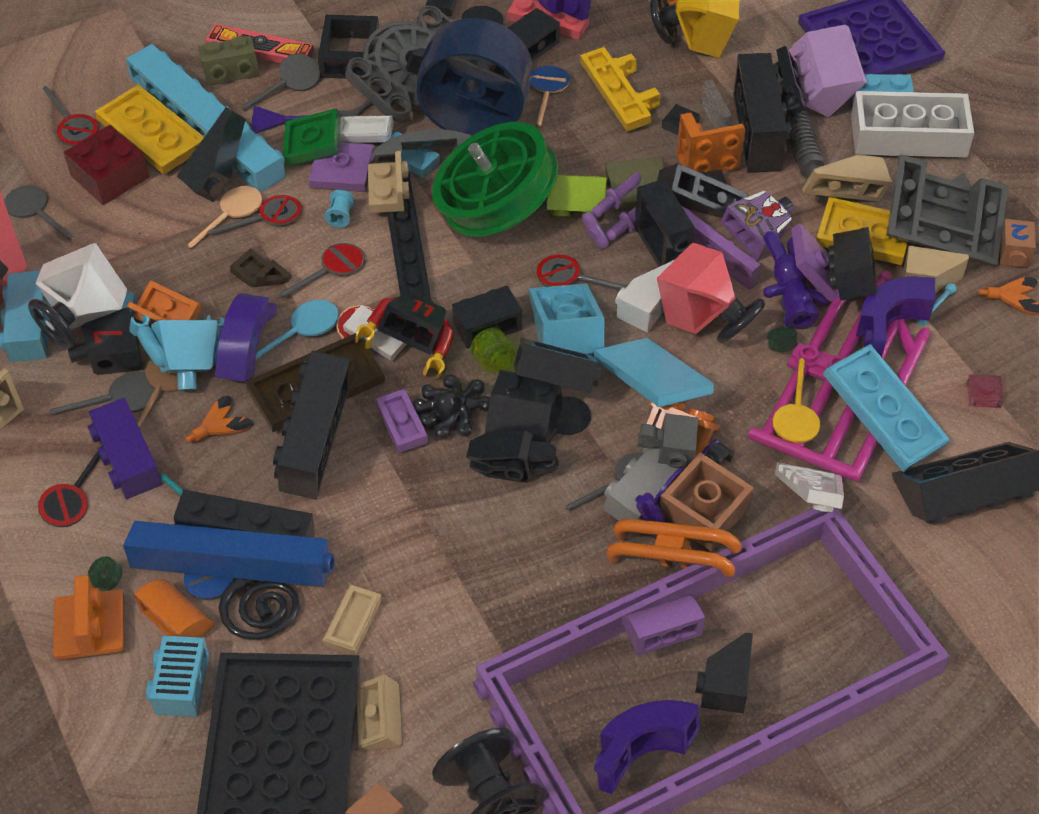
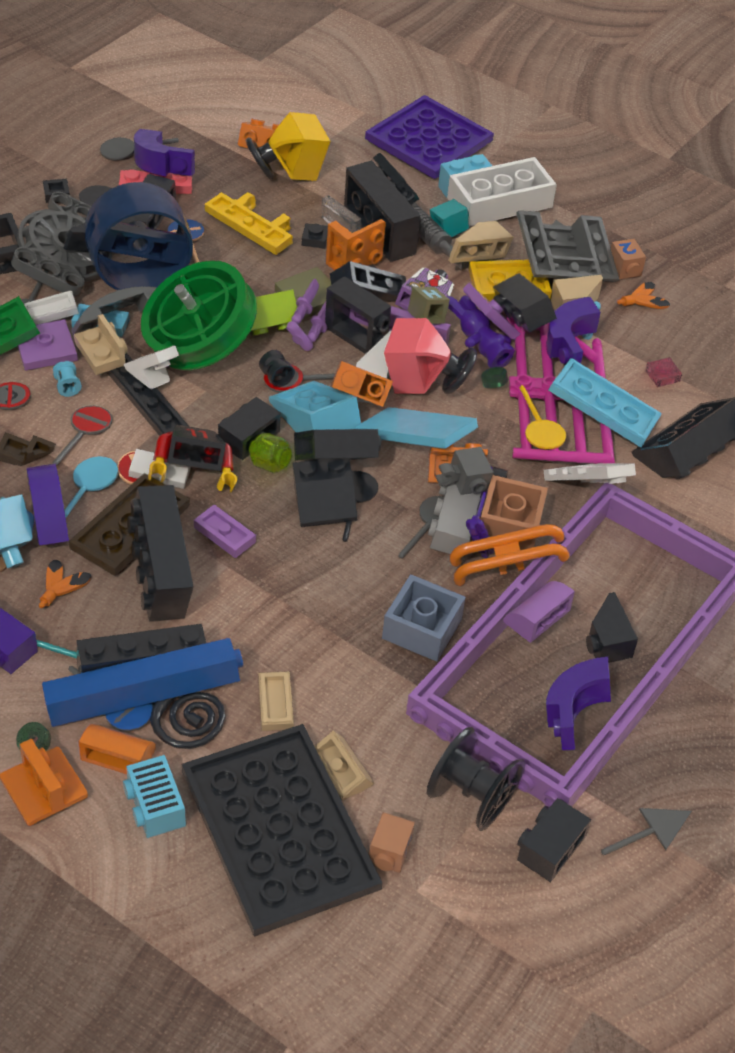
camera: 30 degrees left, 5 degrees down
(423, 222) = (151, 368): none -> white slope
(450, 405) = (259, 506): black animal -> none
(511, 456) = (335, 528): black hinge -> none
(543, 586) = (423, 617): none -> sand blue brick
(550, 259) = (276, 368): none -> black wheel
(617, 303) = (361, 383): none -> orange slope
(742, 236) = (429, 304): none -> olive brick
(828, 68) = (418, 162): lavender slope -> none
(836, 140) = (451, 217): none -> teal brick

